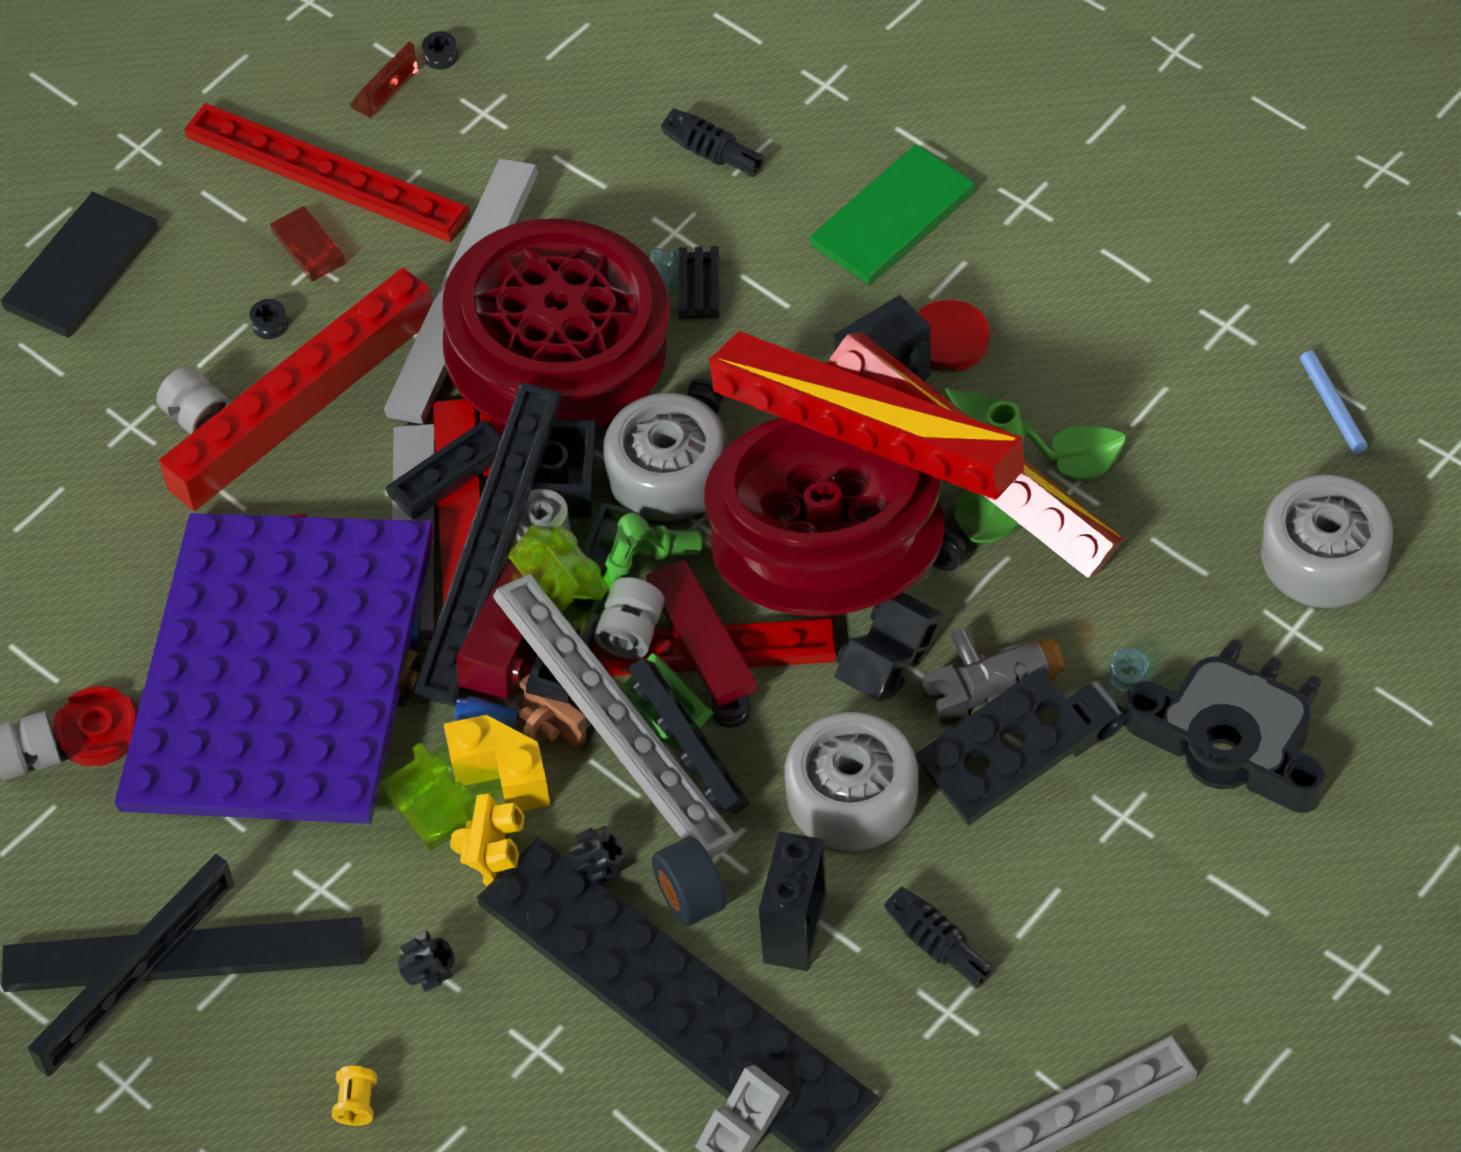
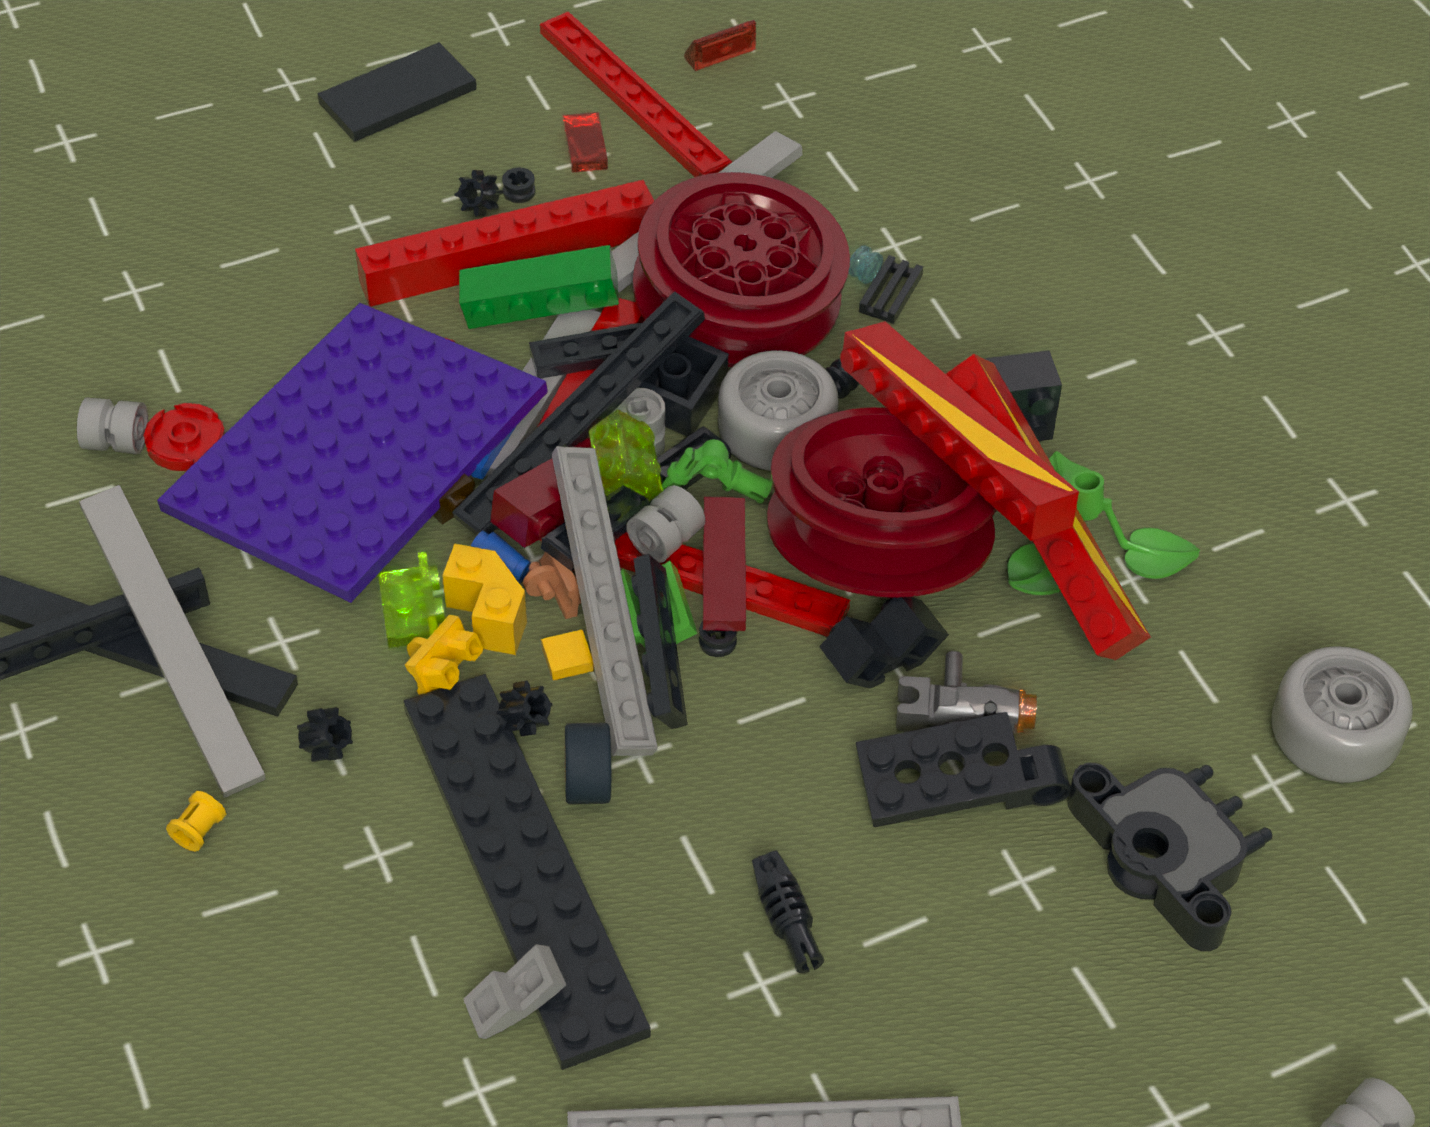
camera: 20 degrees right, 5 degrees down
(190, 398) = (413, 212): light grey wheel -> none
(232, 934) = (172, 641): none -> light grey tile
(239, 335) = (489, 193): none -> black gear
(363, 424) = (538, 287): none -> green brick
(443, 59) = (780, 40): black bush -> none
(601, 784) = (567, 654): none -> yellow tile
(710, 142) = (964, 185): black hinge -> none
(792, 896) = (666, 810): black window -> none
(851, 781) = (782, 740): light grey wheel -> none
(892, 214) = (1090, 298): green tile -> none
(950, 552) = (982, 585): black bush -> none
(956, 334) = (1089, 412): red tile -> none
(1127, 657) = (1098, 741): clear light blue bush -> none
(1333, 402) = (1414, 602): medium blue bar -> none

